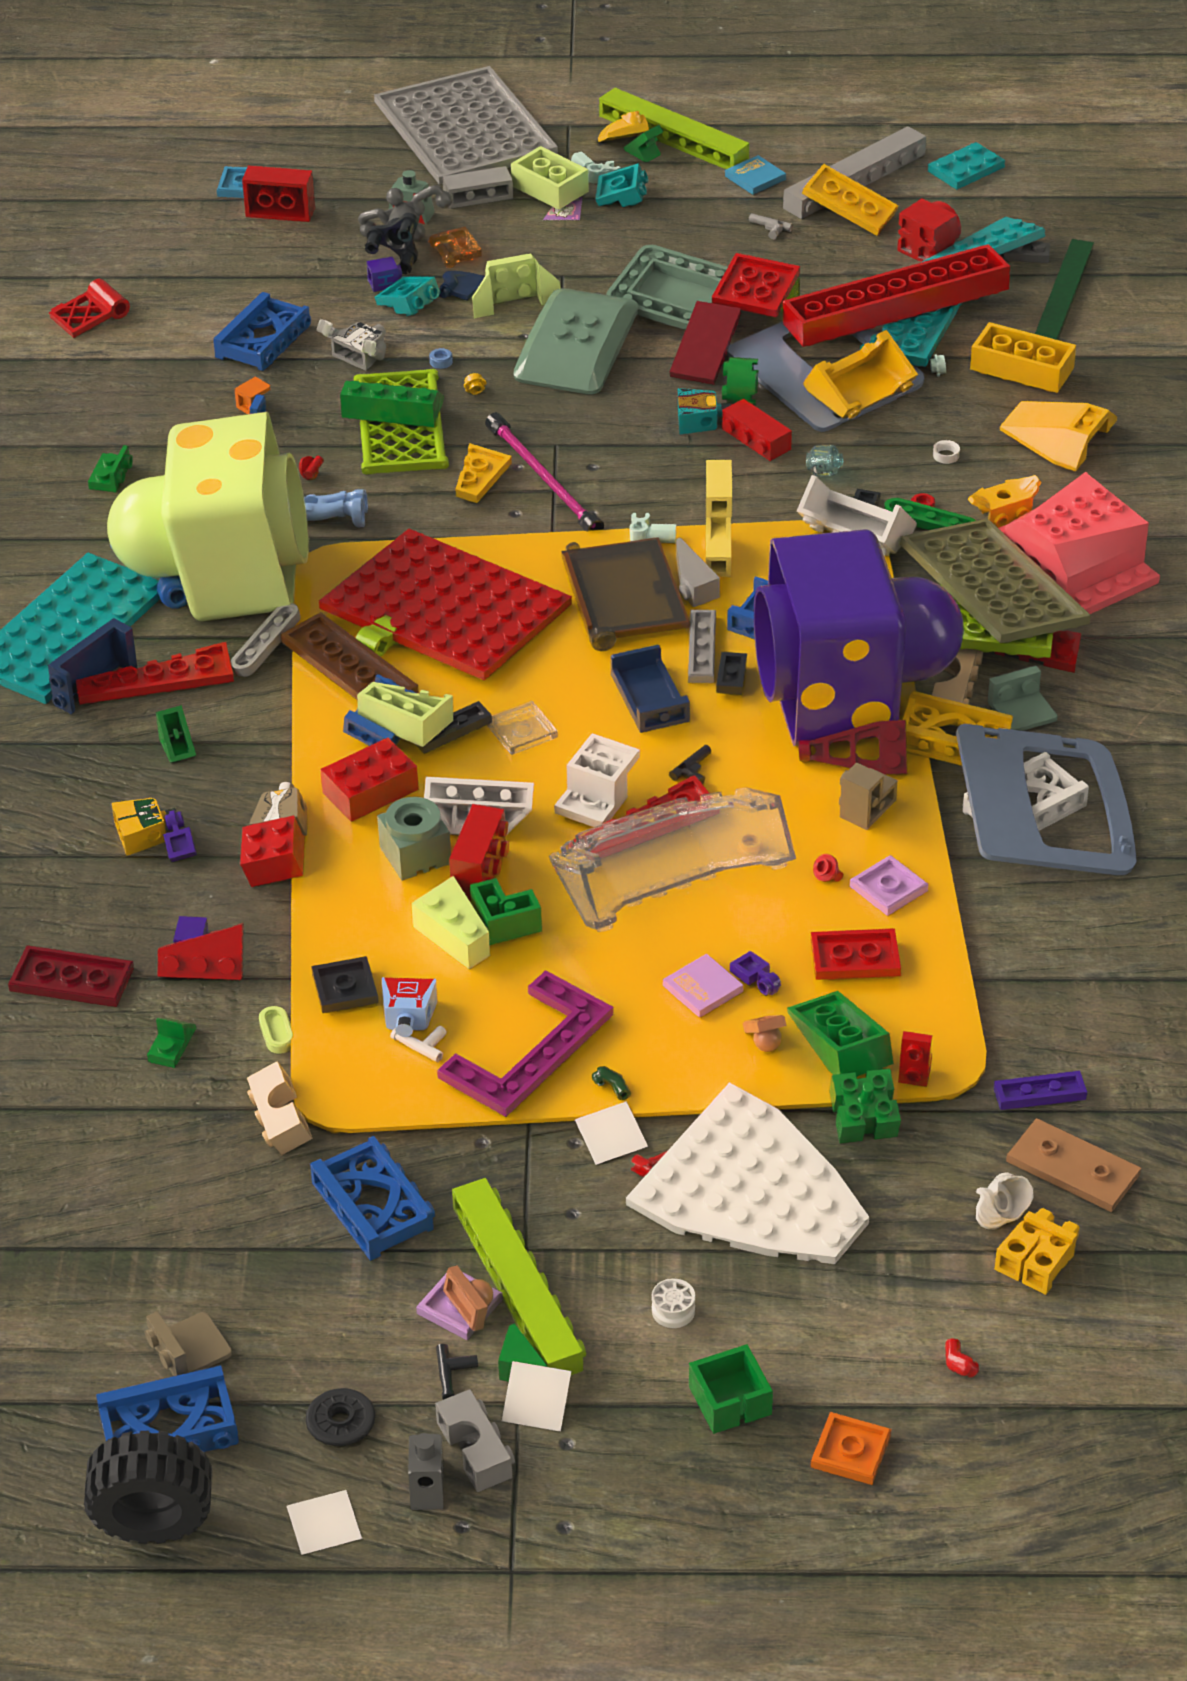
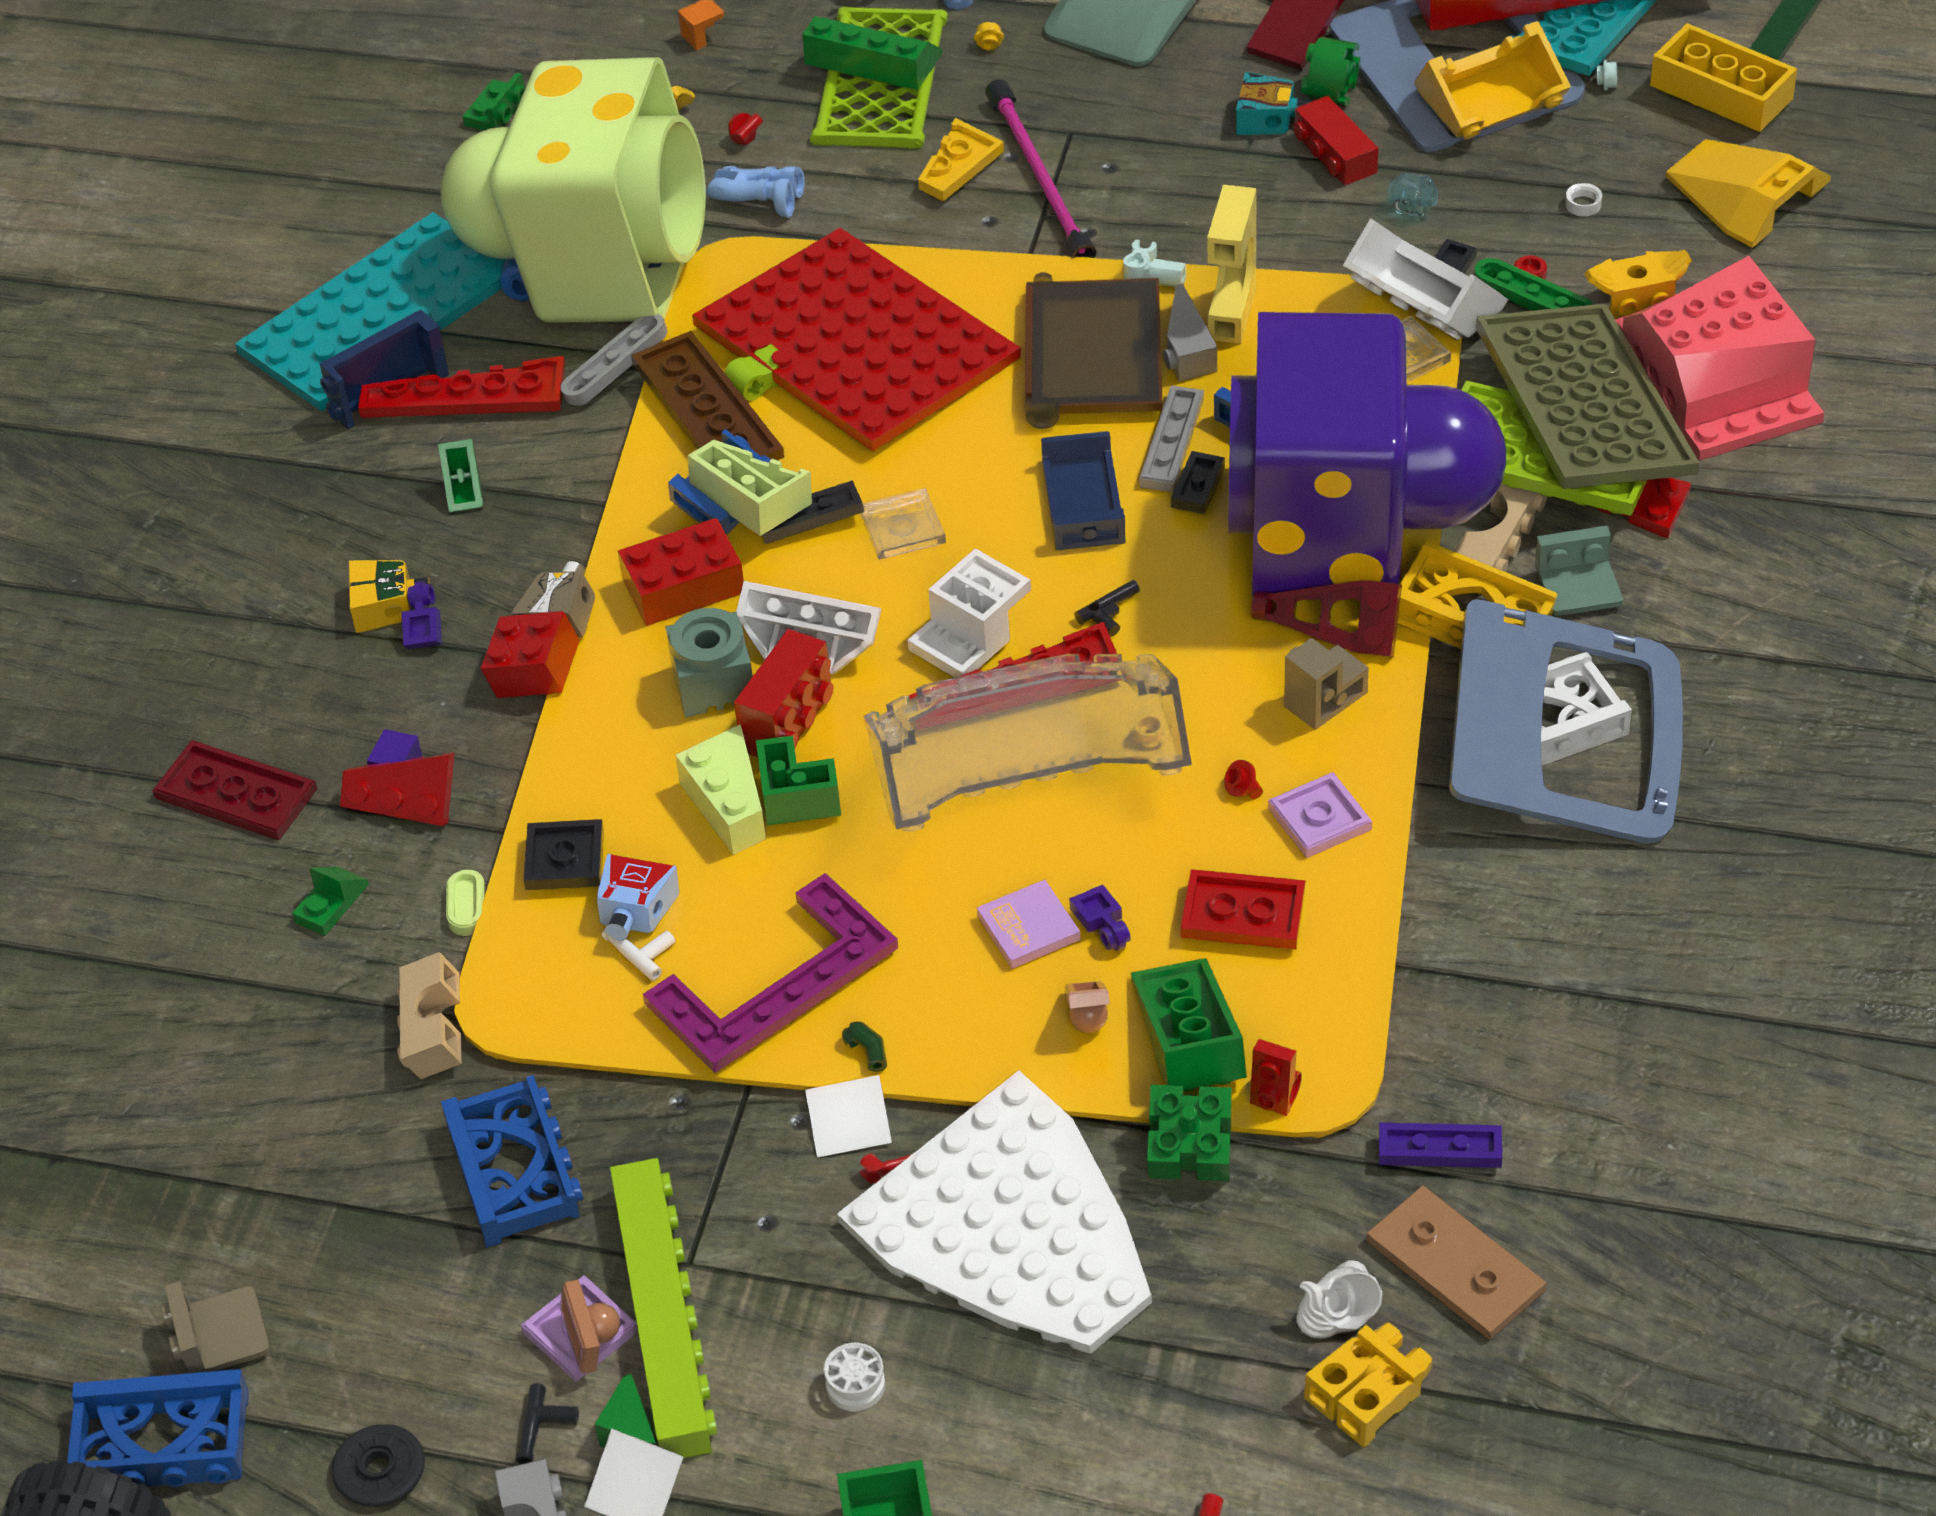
camera: 15 degrees right, 5 degrees up
(258, 404) = (701, 44): blue tile -> none

